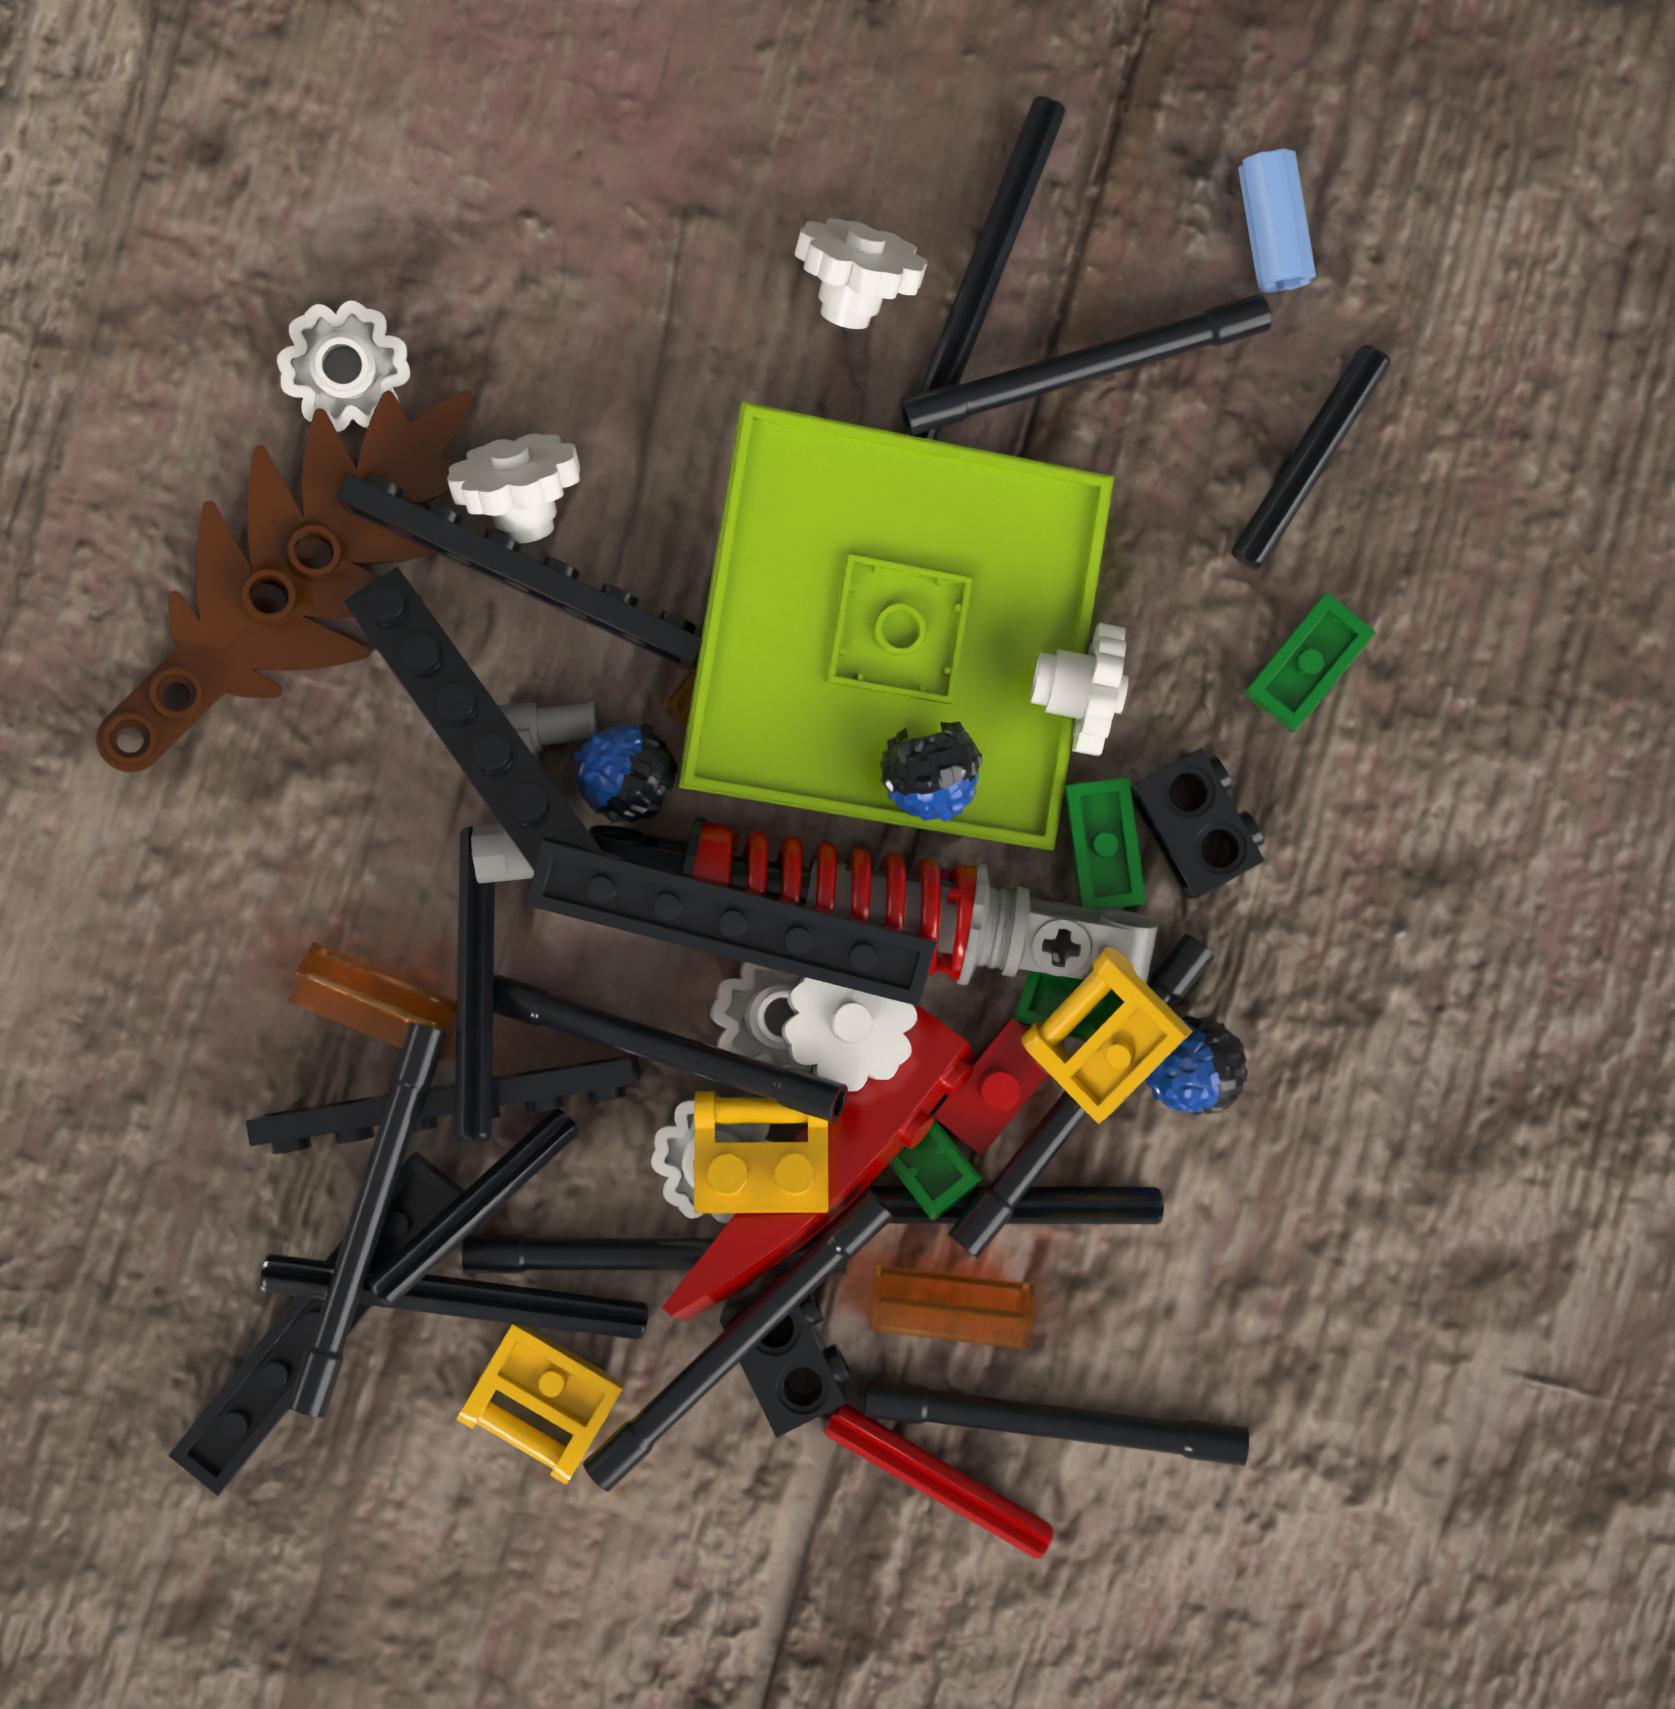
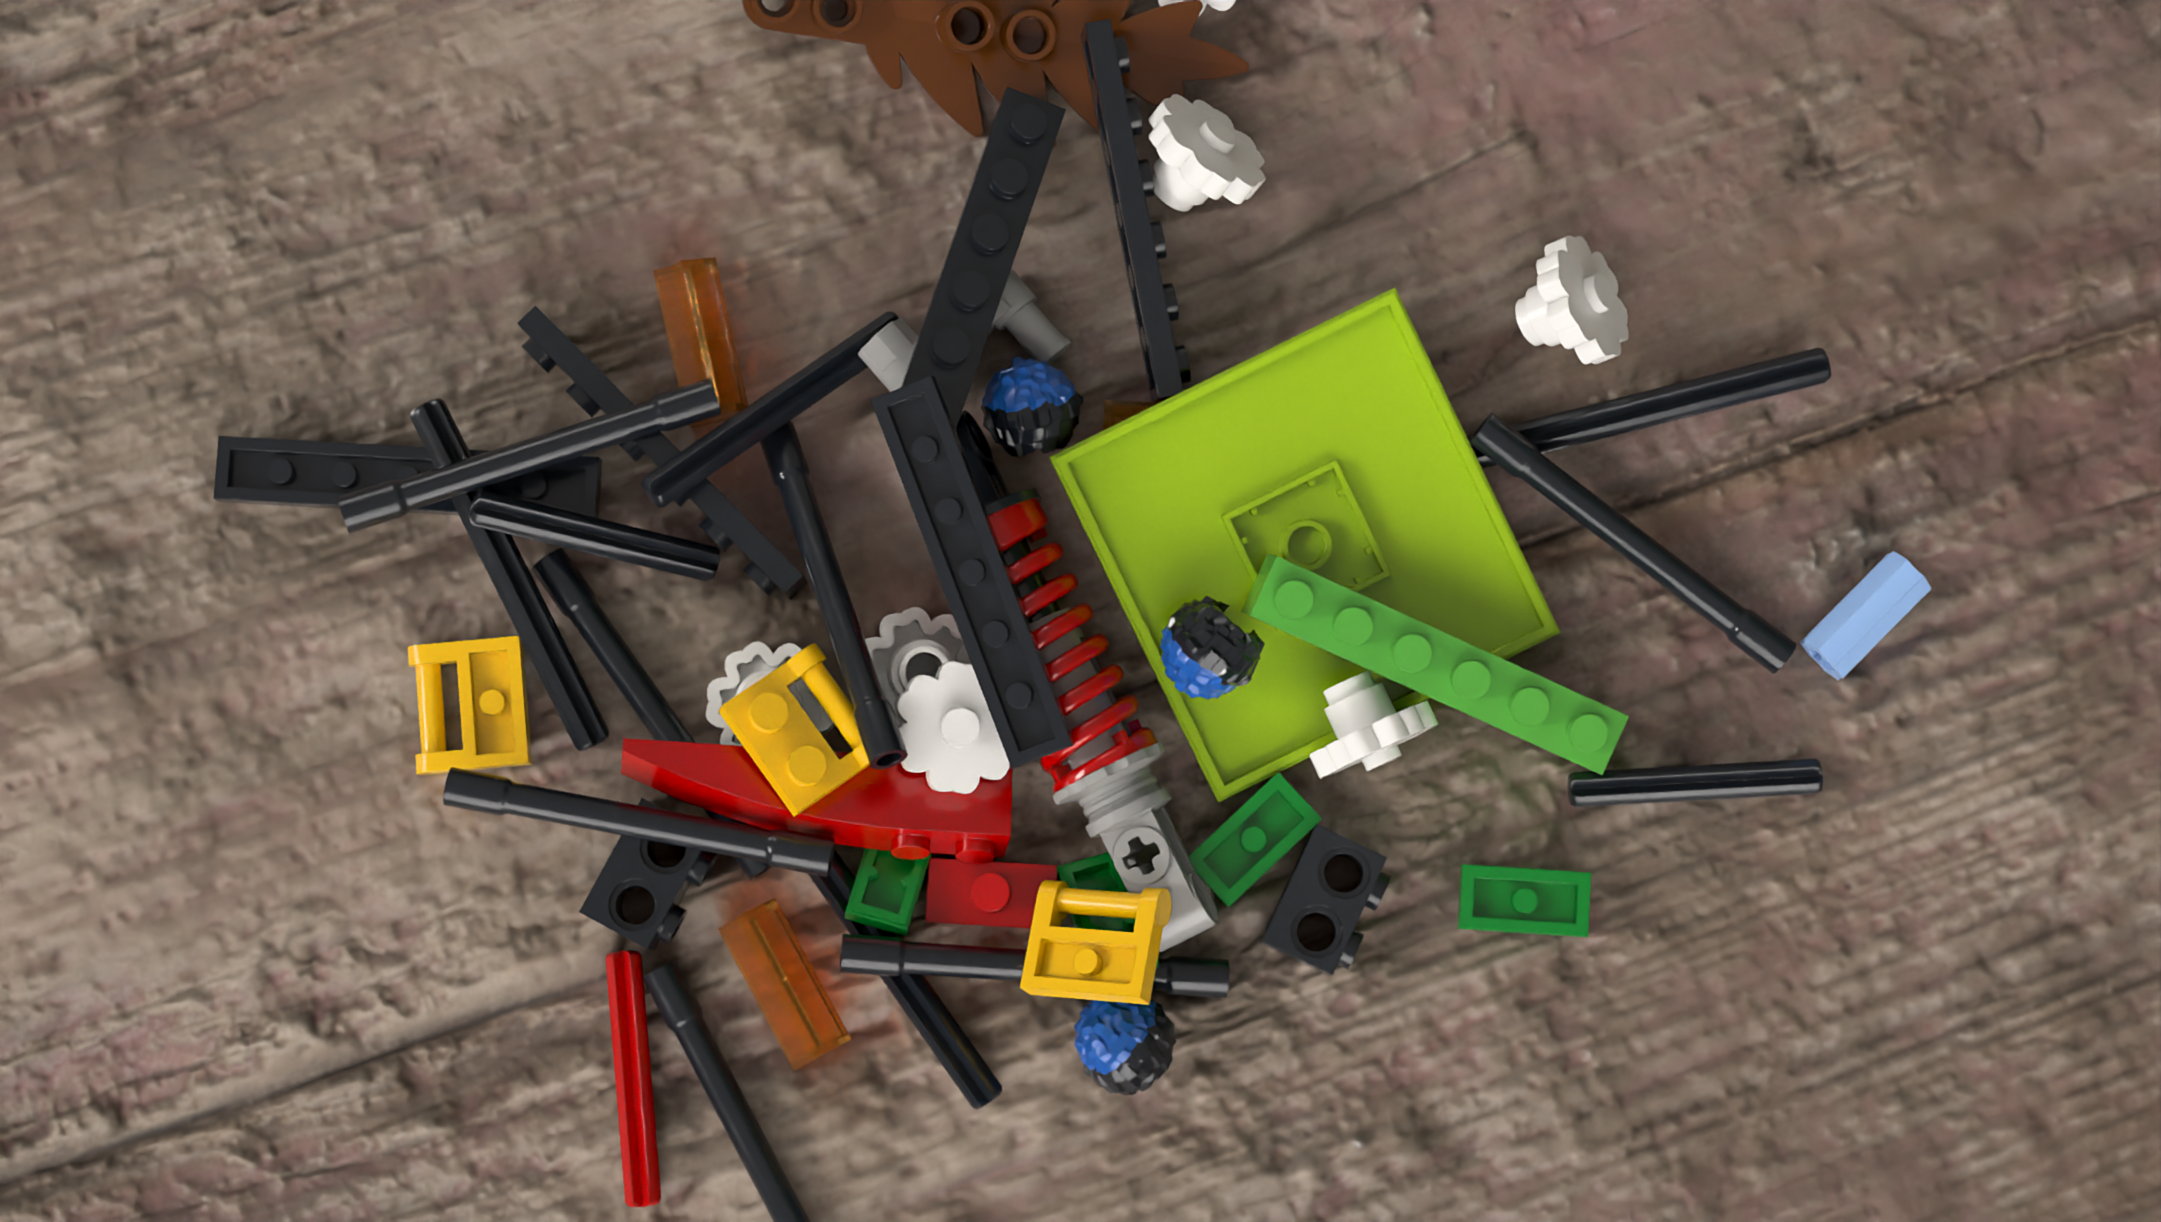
camera: 55 degrees right, 5 degrees down
(1073, 596) = (1434, 663): none -> bright green brick

